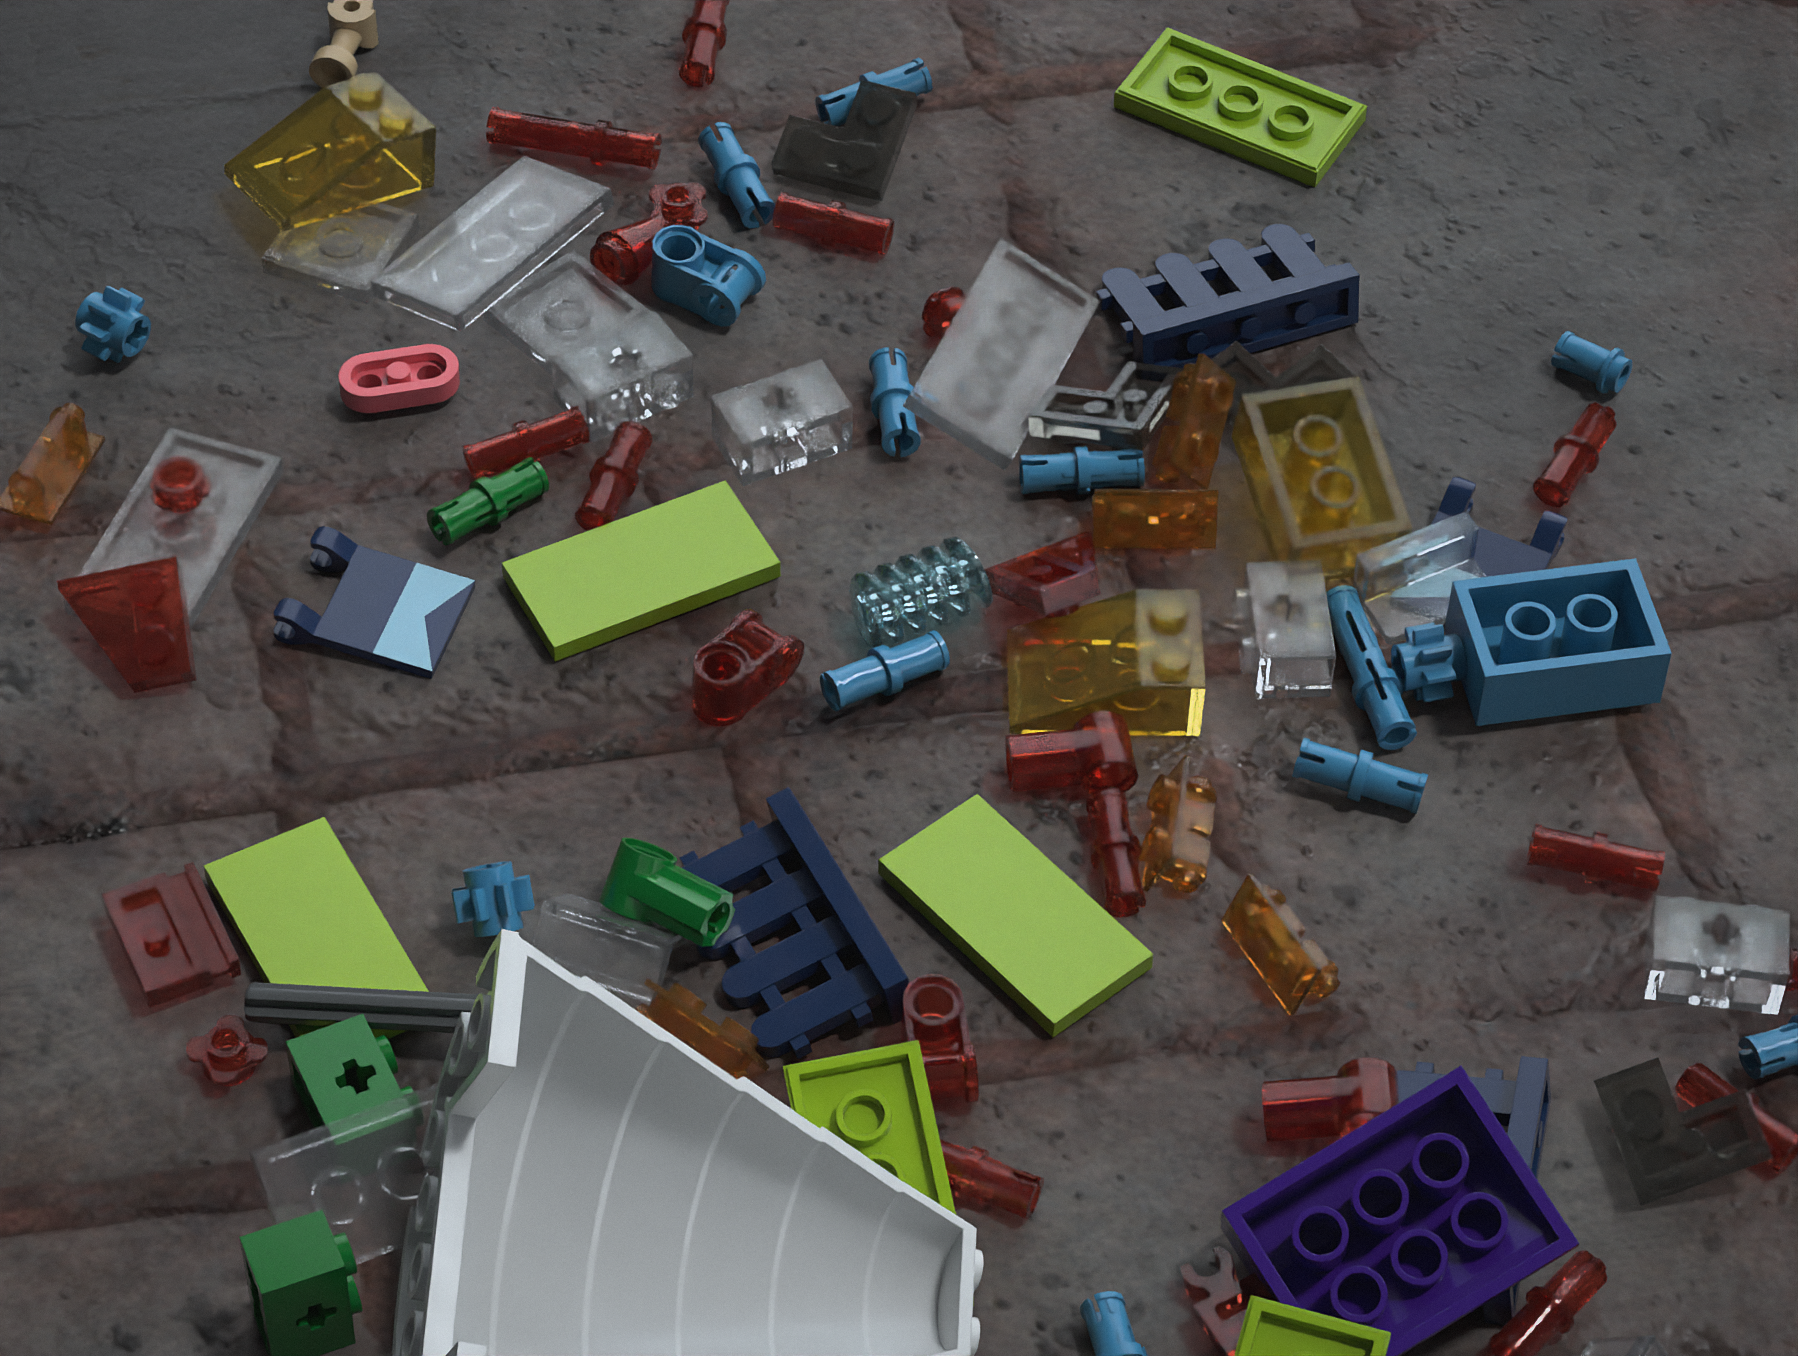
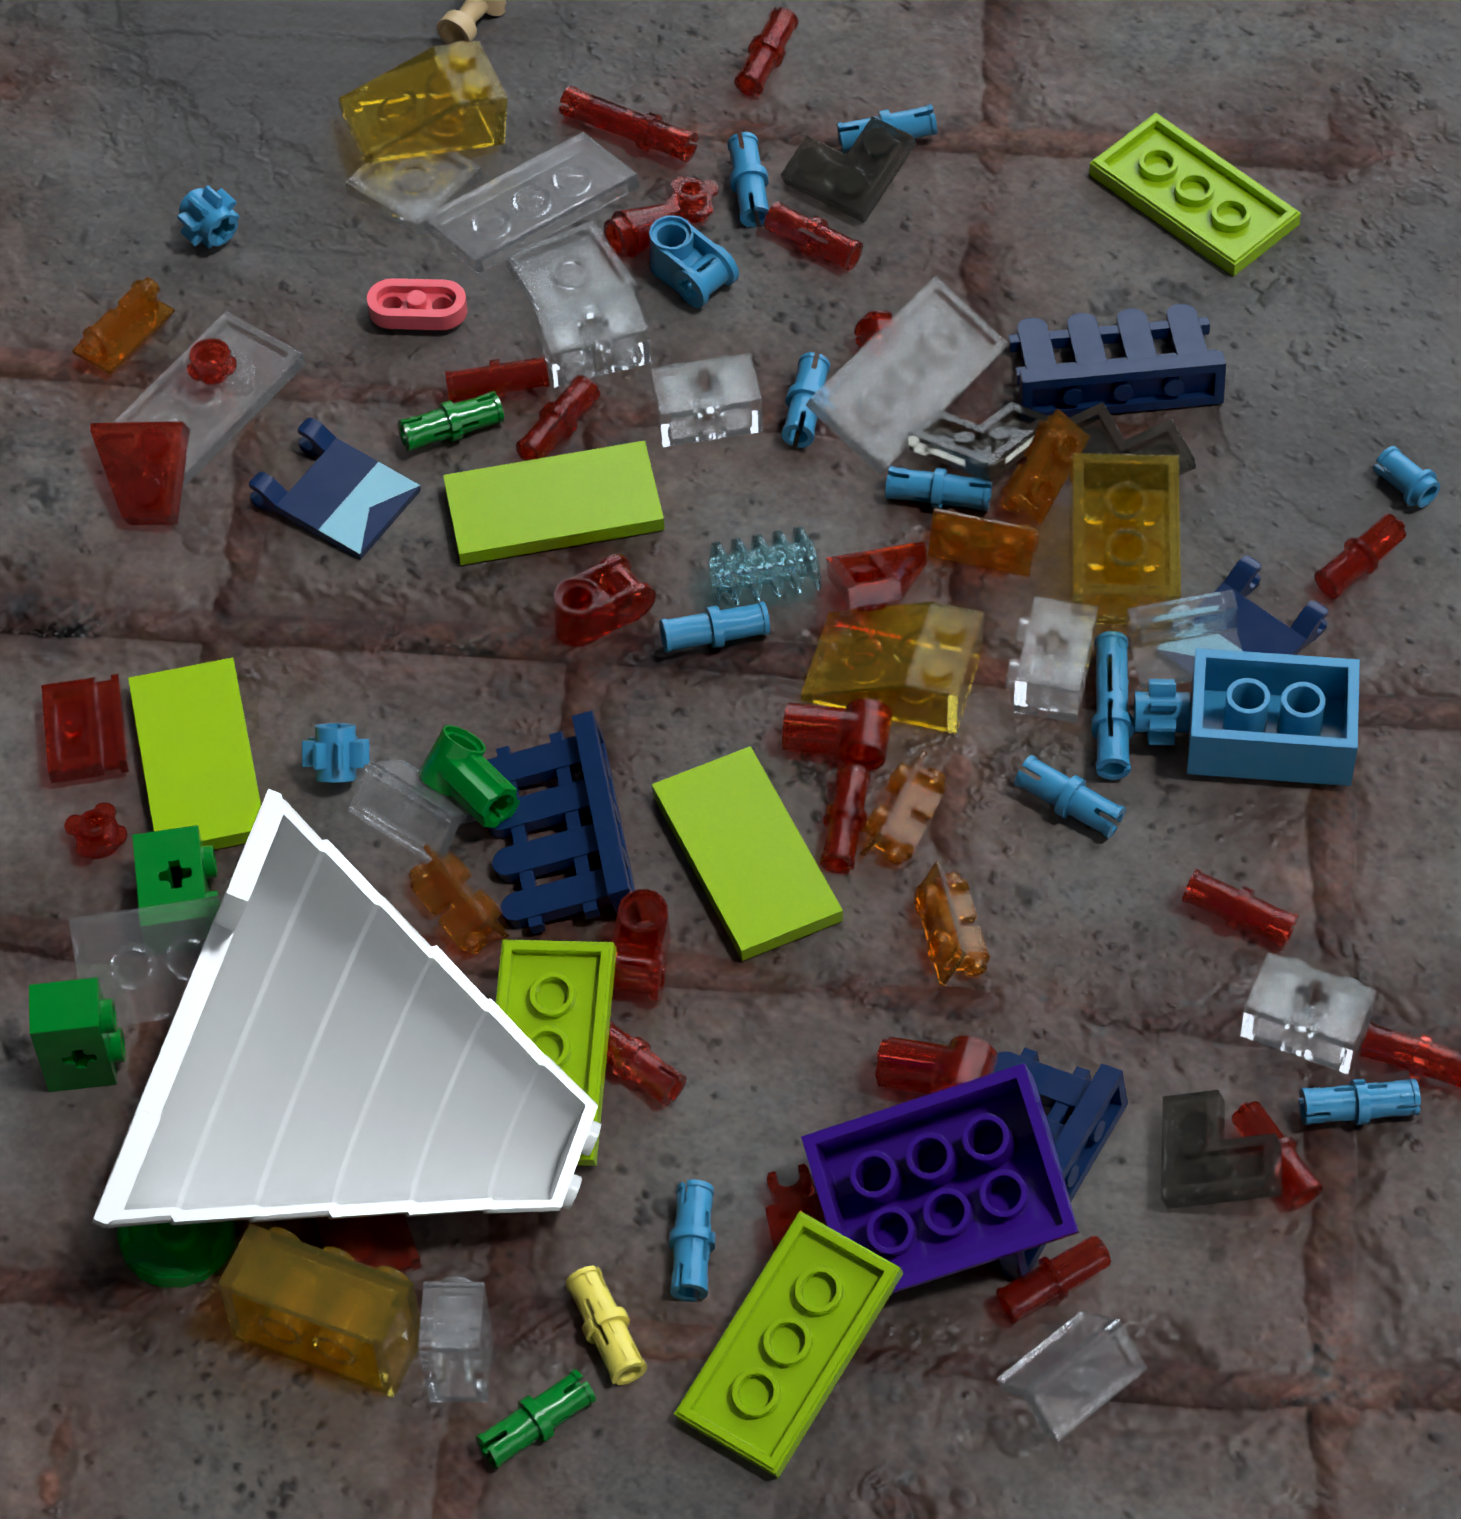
camera: 20 degrees right, 5 degrees up
(380, 1007) = (183, 812): dark grey axle -> none

